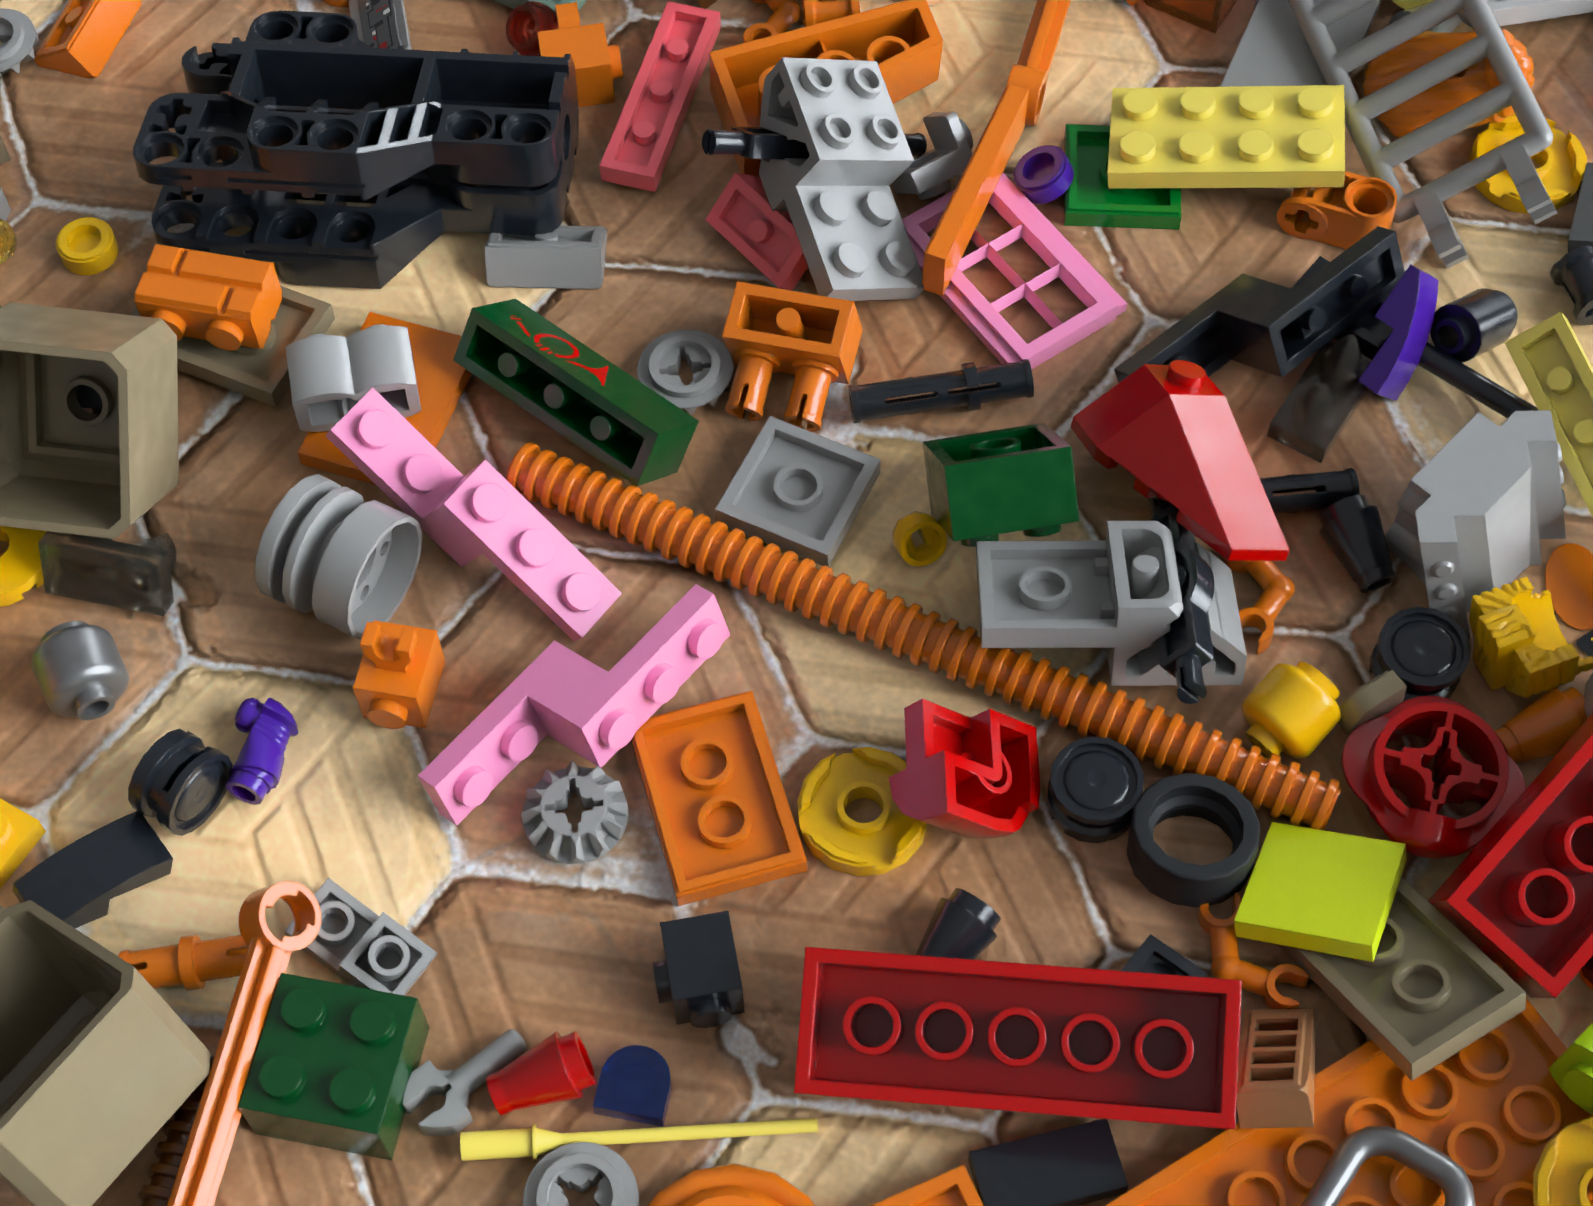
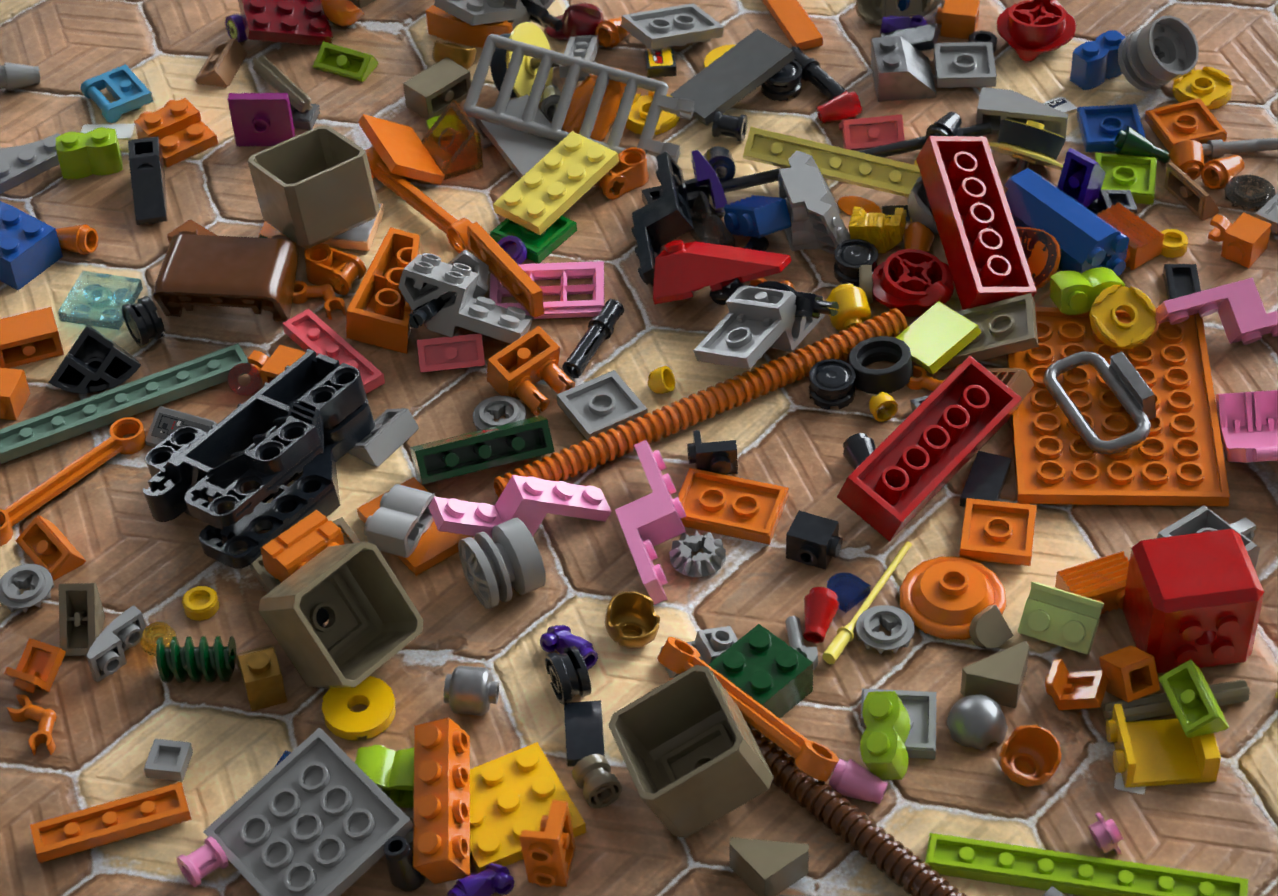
camera: 55 degrees left, 15 degrees down
(110, 570) = (420, 661): clear smoke tile -> none
(349, 803) = (631, 619): none -> pearl gold hair
(398, 674) = (576, 576): orange brick -> none
(786, 713) = (713, 456): none -> black bracket
(839, 840) = (772, 447): yellow tile -> none
(967, 772) = (794, 412): red brick -> none
(1001, 483) = (669, 330): dark green brick -> none
(1101, 899) = (889, 404): none -> yellow hinge
(1358, 541) = (798, 252): black cone -> none
(1380, 447) = (757, 216): none -> blue brick

